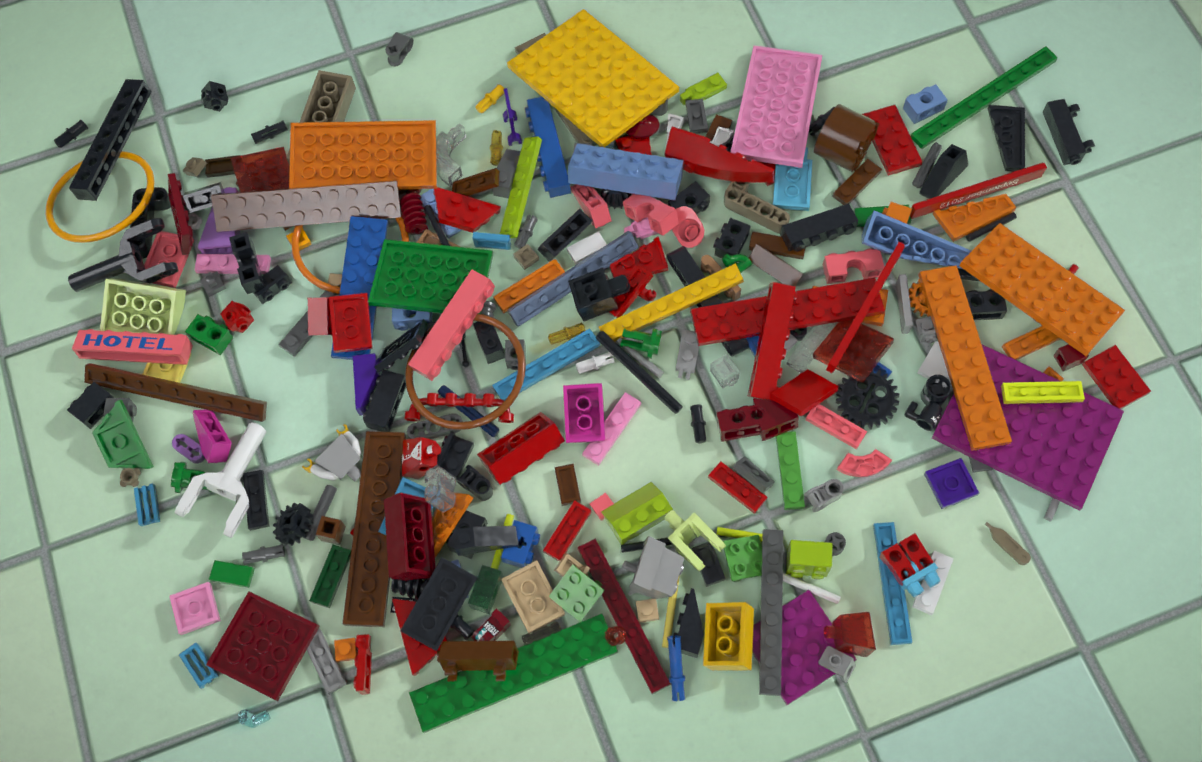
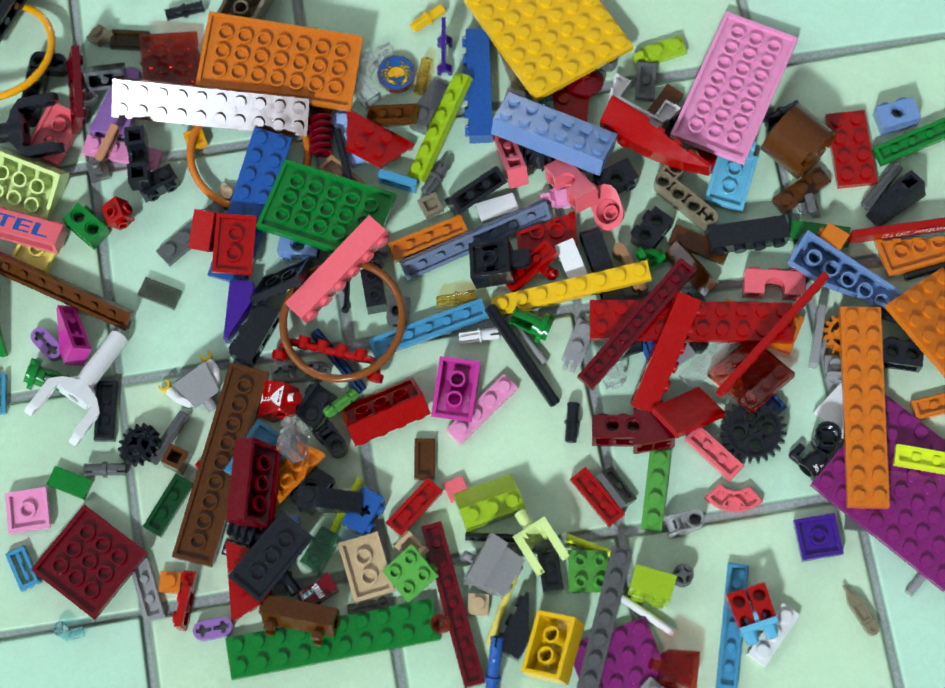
camera: 10 degrees right, 5 degrees up
(217, 254) = (108, 142): none -> nougat tile
(289, 382) = (160, 293): none -> clear smoke tile
(393, 682) = (212, 624): none -> medium lavender beam
(471, 150) = (396, 74): none -> tile
(478, 448) = (340, 403): none -> bright green axle
(664, 278) = (570, 259): none -> white tile
(738, 322) = (636, 324): none -> dark red plate
(868, 193) = (809, 206): none -> flat silver tile

